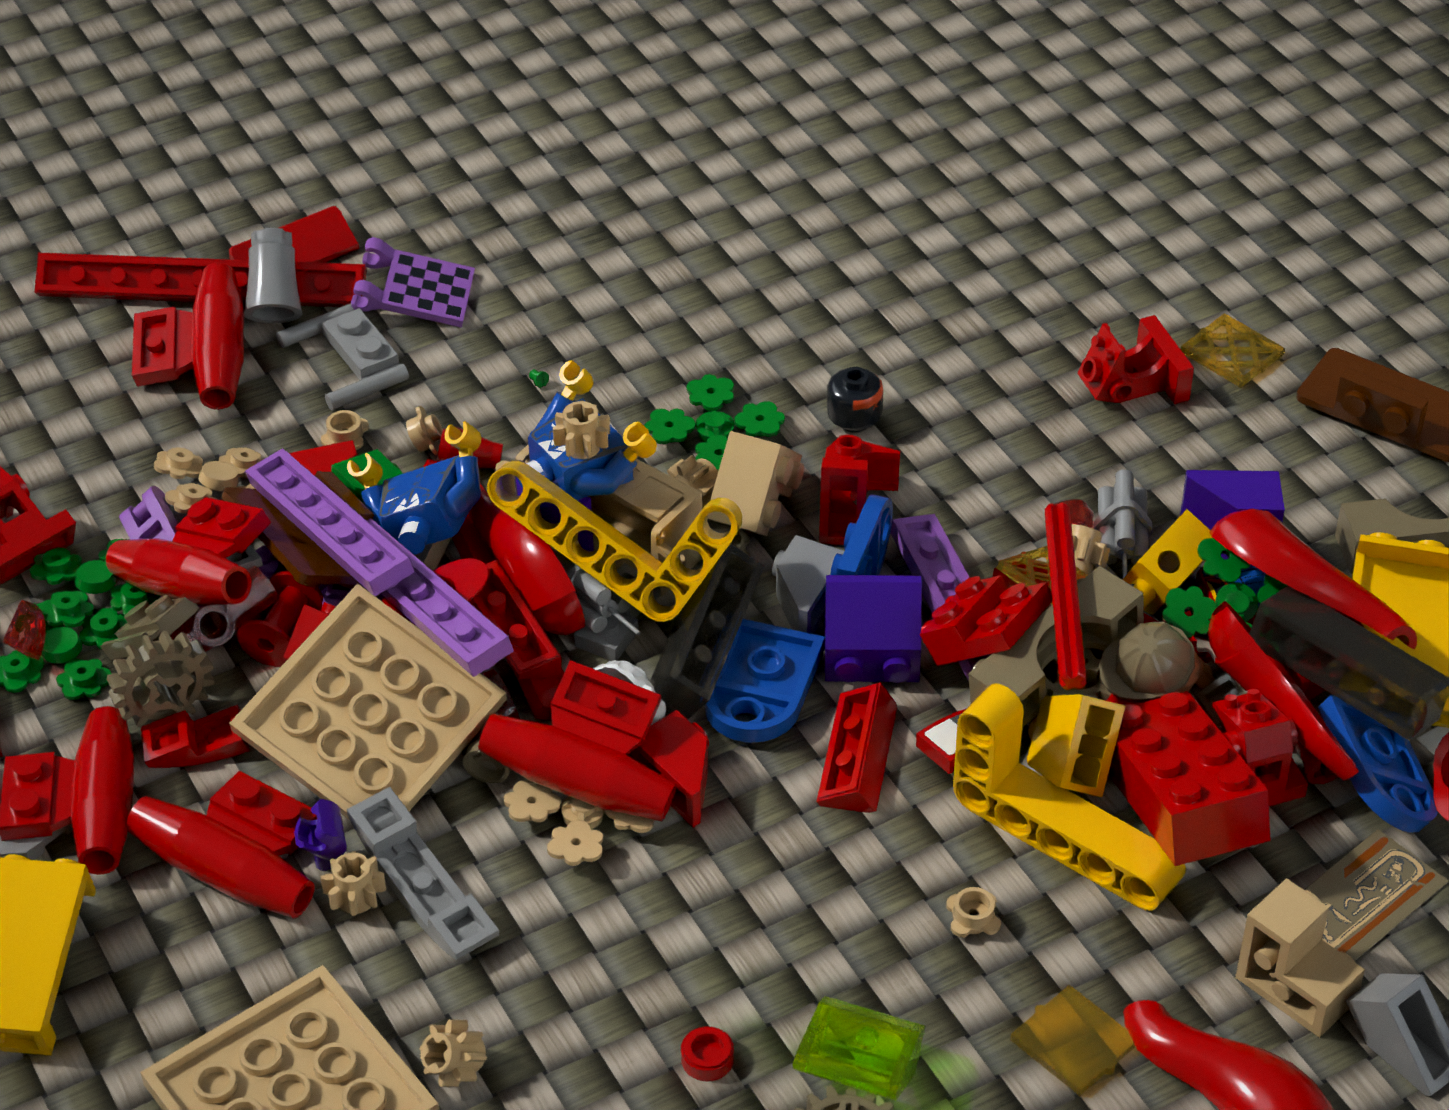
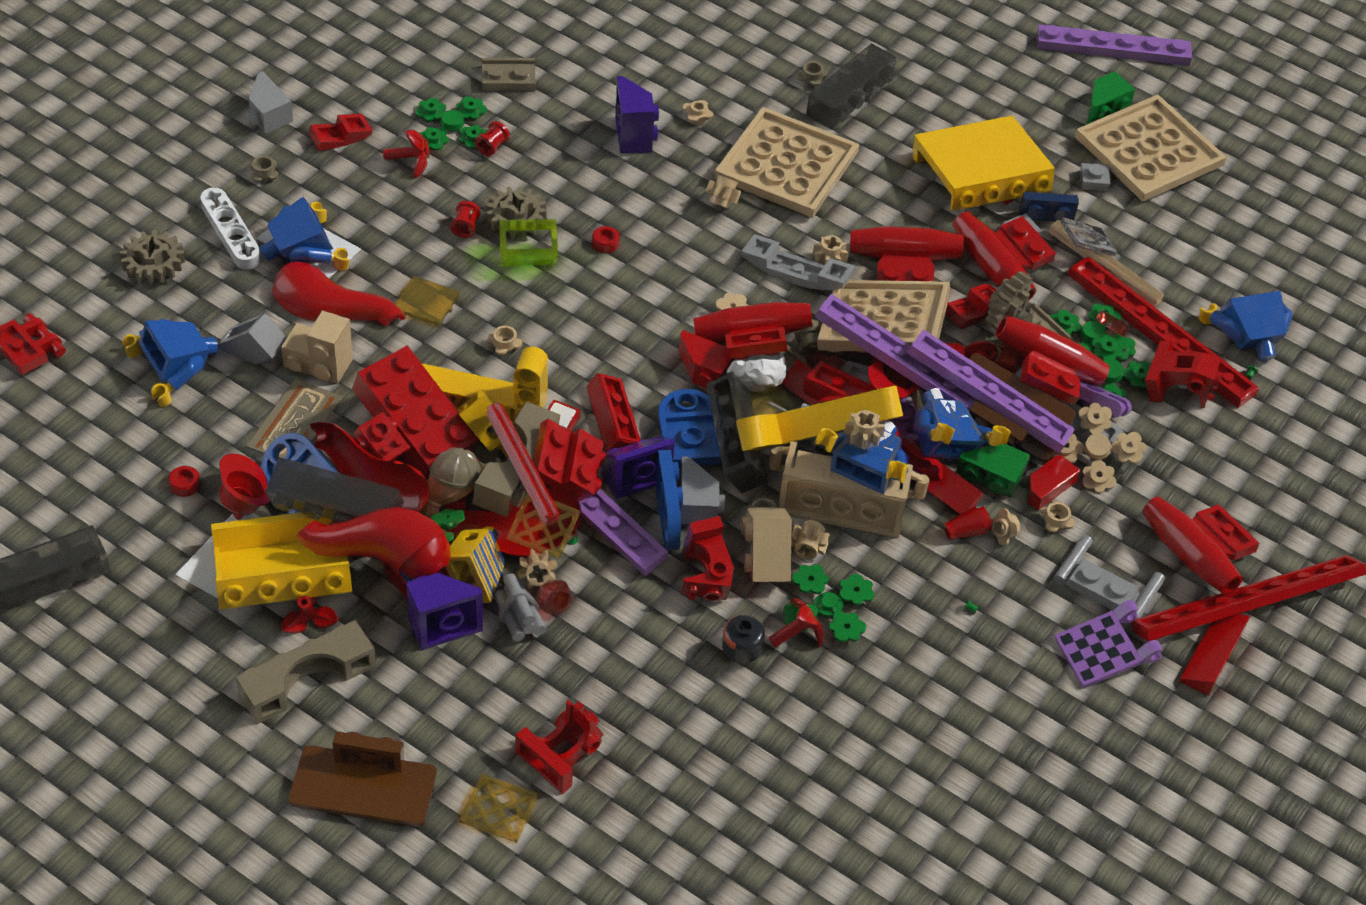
camera: 150 degrees right, 5 degrees up
(272, 278) = (1190, 587): light grey plant -> none
(322, 836) = (859, 256): dark purple piece -> none
(762, 391) = (804, 619): none -> red plant

